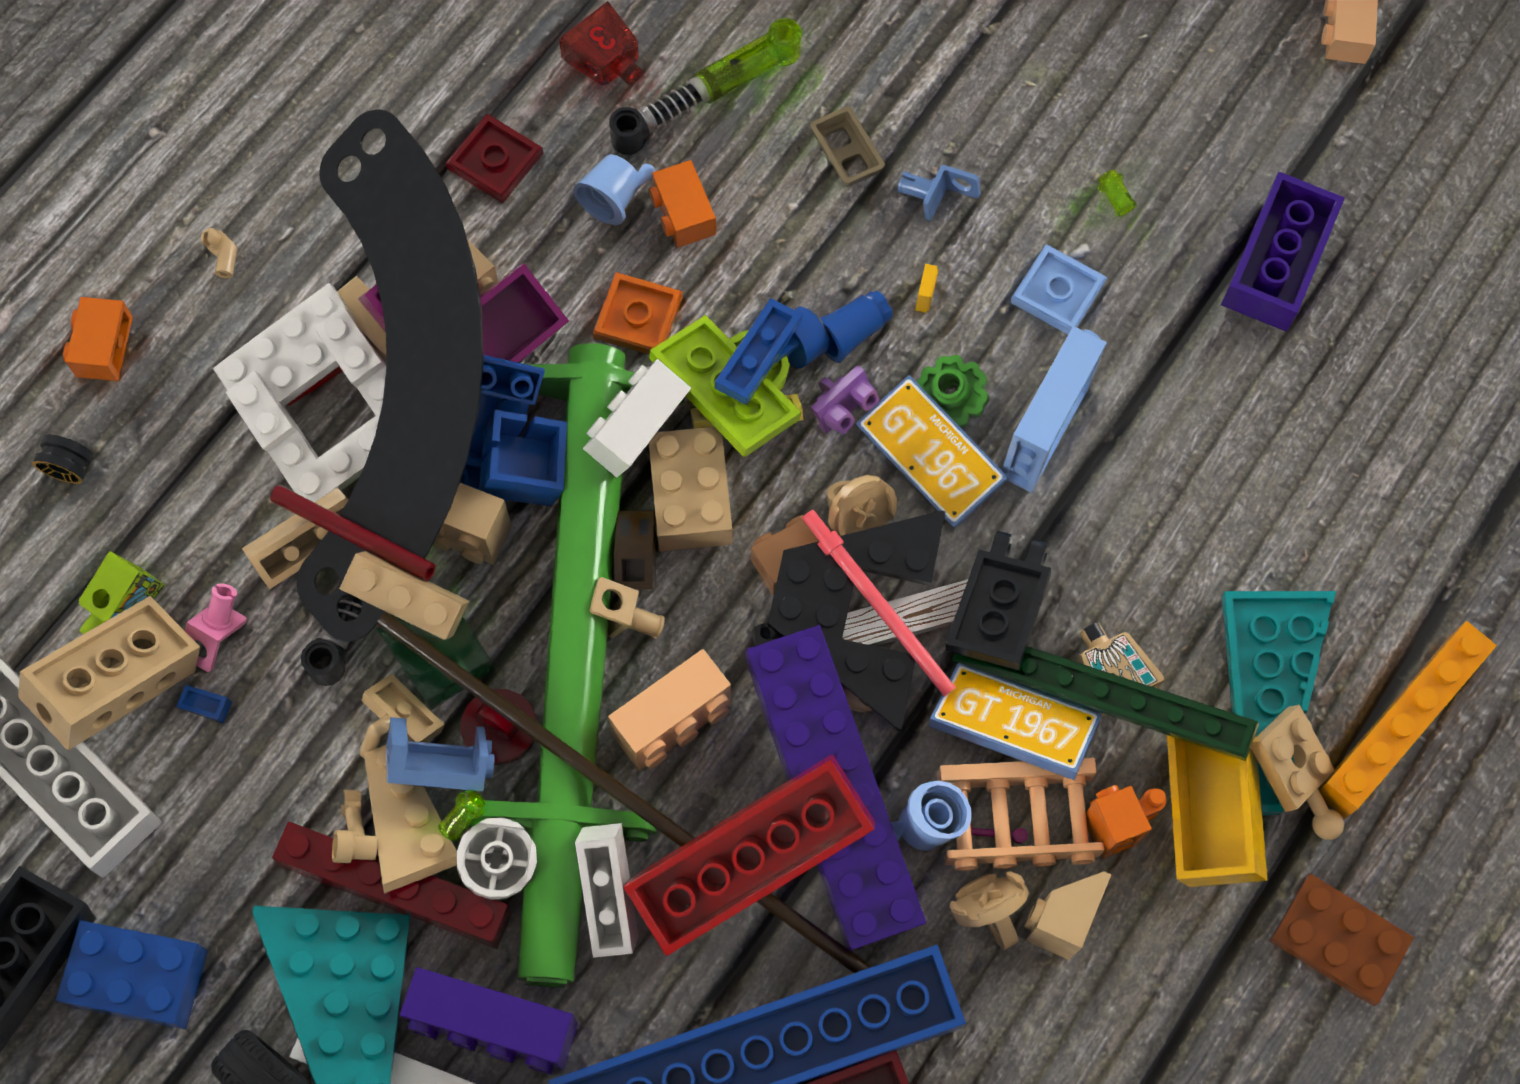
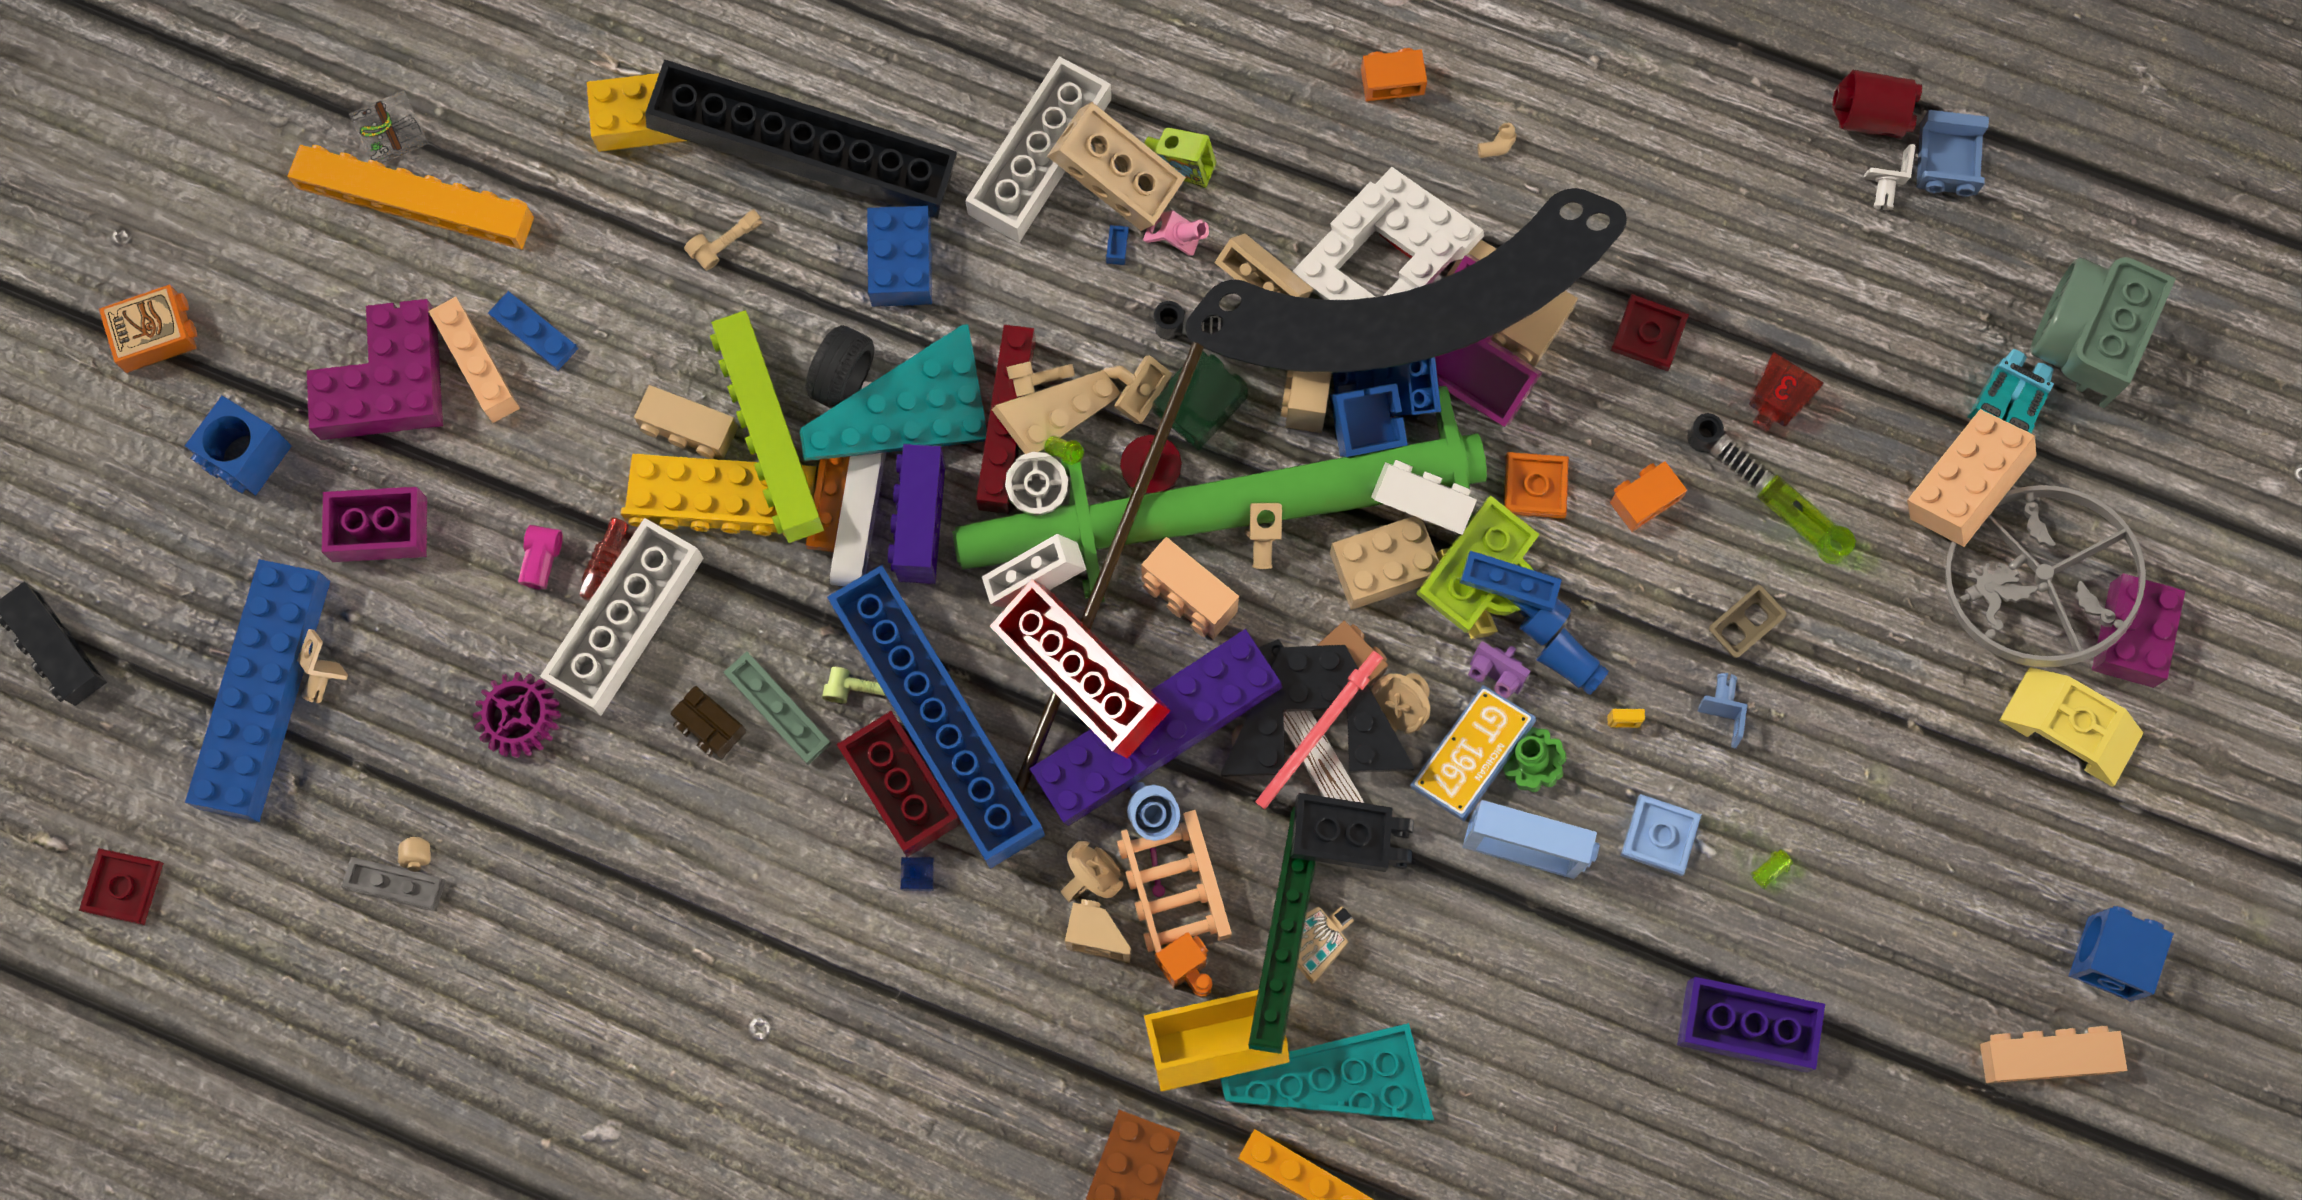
camera: 80 degrees right, 5 degrees up
(63, 459) = (1283, 81): black wheel -> none
(353, 533) = (1267, 307): dark red piece -> none
(404, 595) = (1223, 358): tan brick -> none
(437, 763) = (1101, 419): medium blue panel -> none
(610, 187) = (1644, 432): light blue hat -> none
(635, 549) = (1316, 529): dark brown slope -> none
(1016, 721) = (1248, 865): tile -> none
(1297, 781) = (1266, 1117): tan plate -> none

